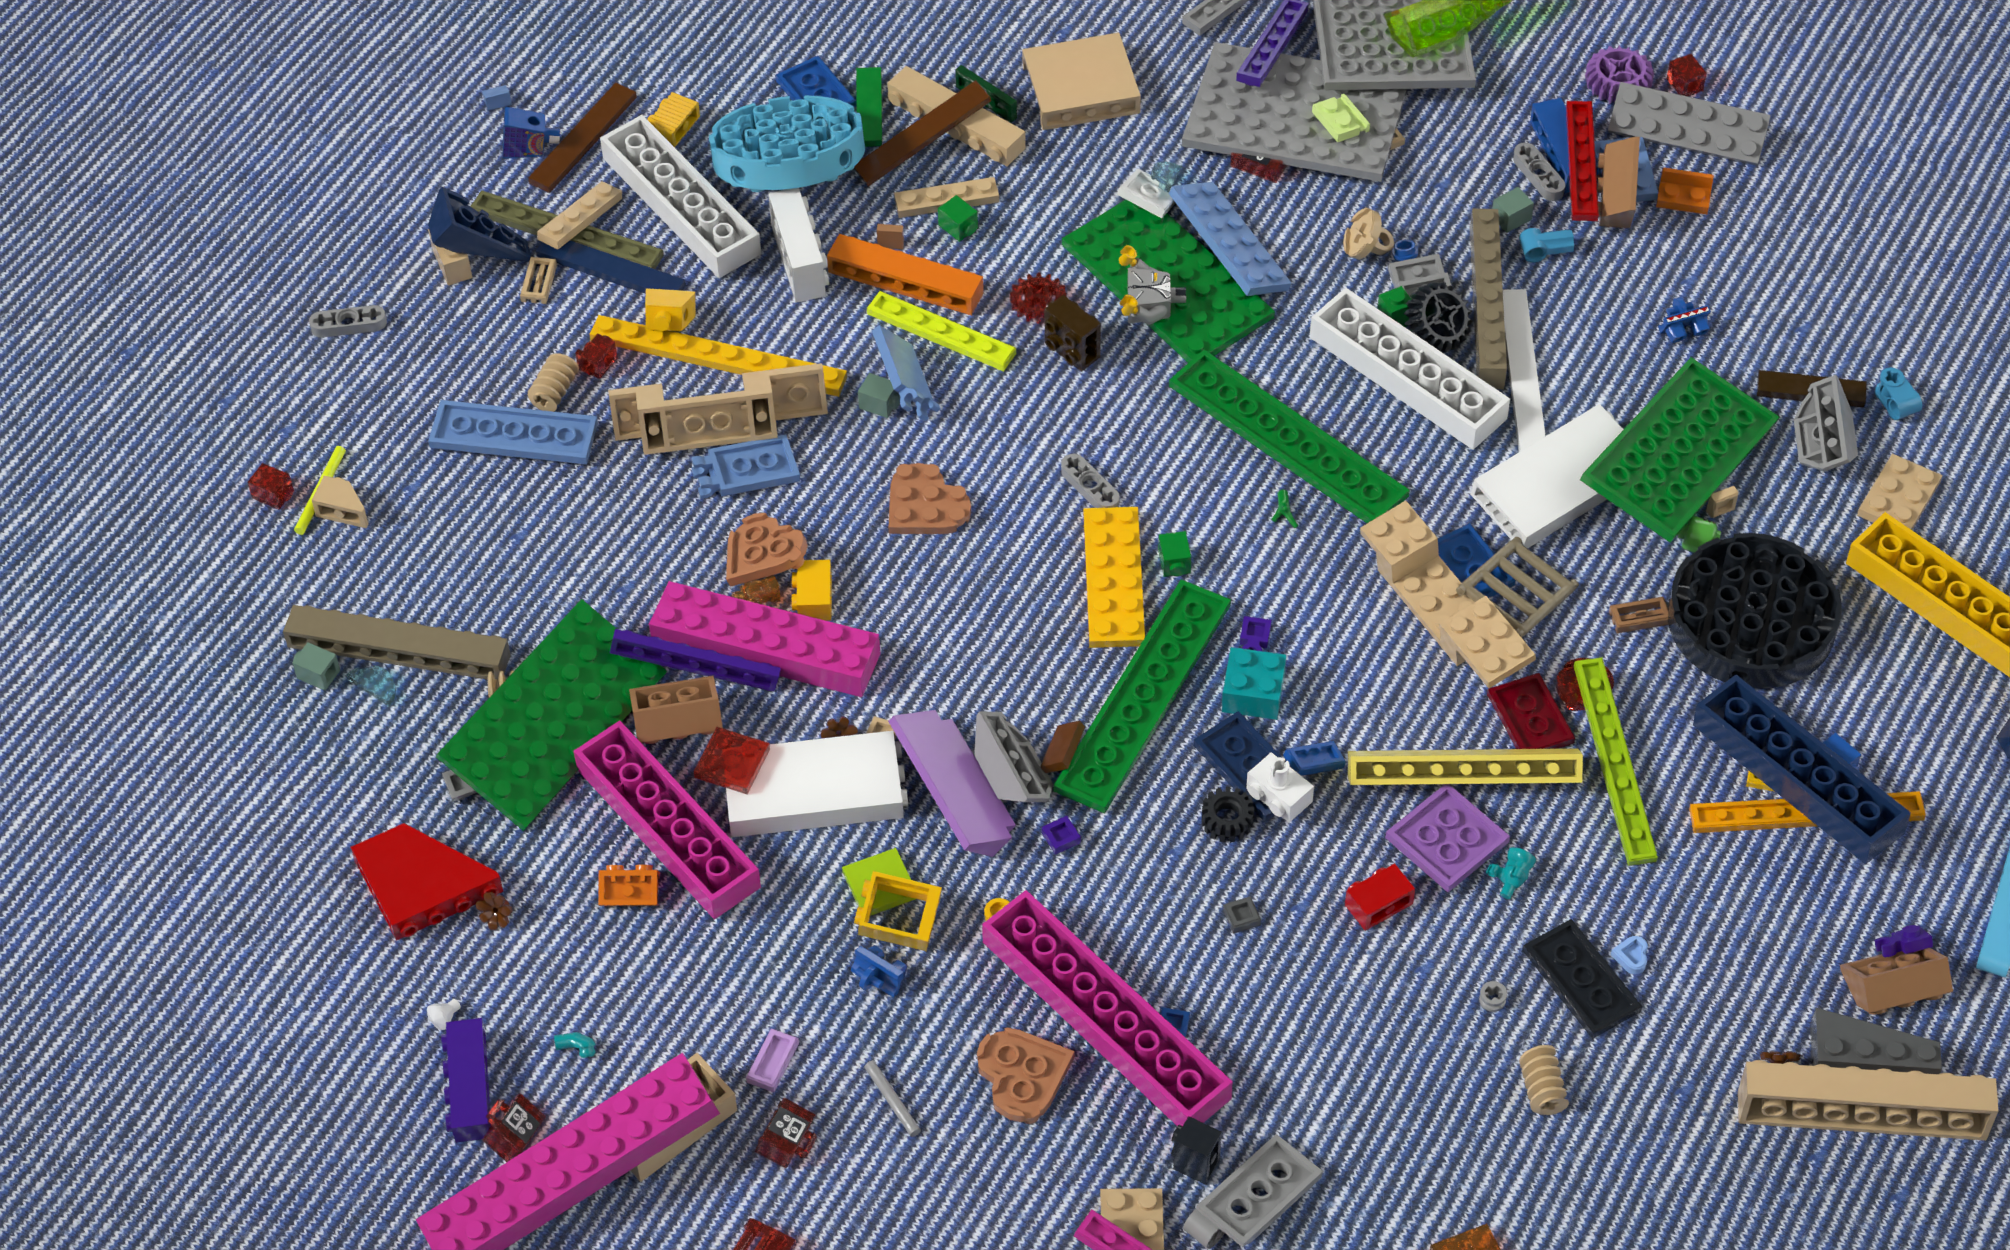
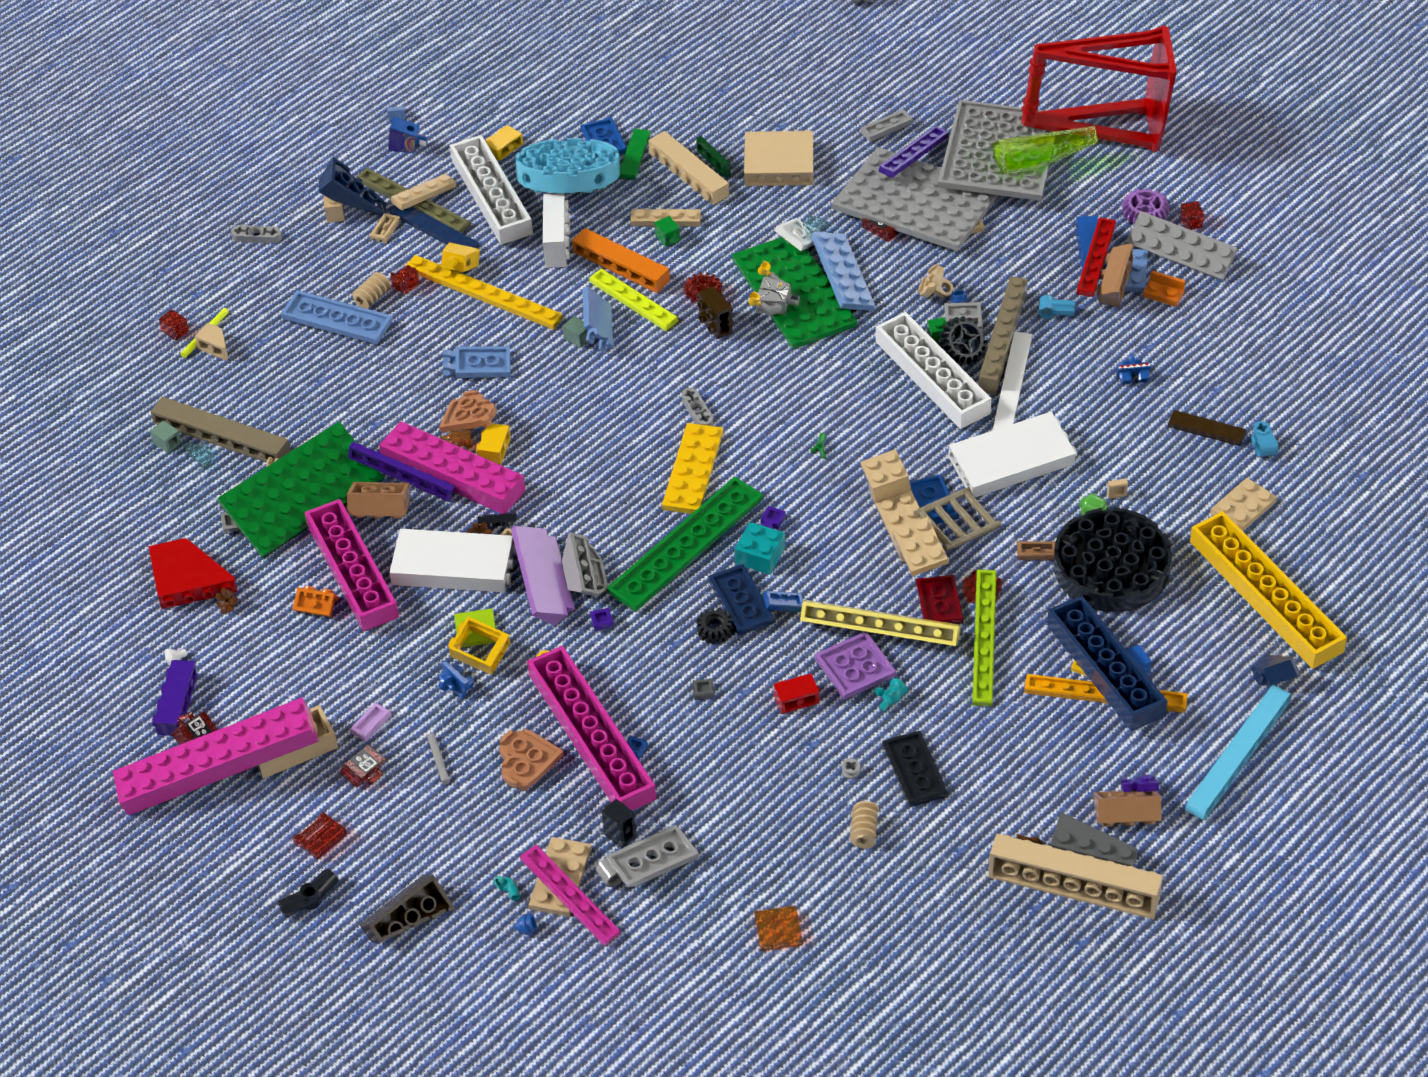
camera: 15 degrees right, 5 degrees down
(576, 1040) = (250, 687): teal arm -> none
(582, 137) = (442, 145): reddish brown tile -> none
(718, 417) = (469, 328): tan bracket -> none
(732, 760) = (403, 535): clear red plate -> none
(869, 703) = (505, 518): none -> black plate
(890, 236) = (619, 235): medium nougat tile -> none
(922, 133) = (660, 174): reddish brown tile -> none
(924, 503) = (585, 402): nougat plate -> none
(1062, 746) = (621, 565): reddish brown tile -> none
(1174, 554) = (736, 460): green brick -> none
(1279, 787) = (751, 613): white brick -> none
(1288, 437) = (836, 399): green plate -> none
(1340, 118) = (941, 205): yellowish green plate -> none
(1513, 209) = (1040, 282): sand green brick -> none
(1537, 161) = (1070, 255): light grey beam -> none
(1631, 954) = (953, 760): light blue tile -> none
(1679, 449) = (1096, 449): green plate -> none
(1825, 427) = (1206, 452): light grey wedge -> none

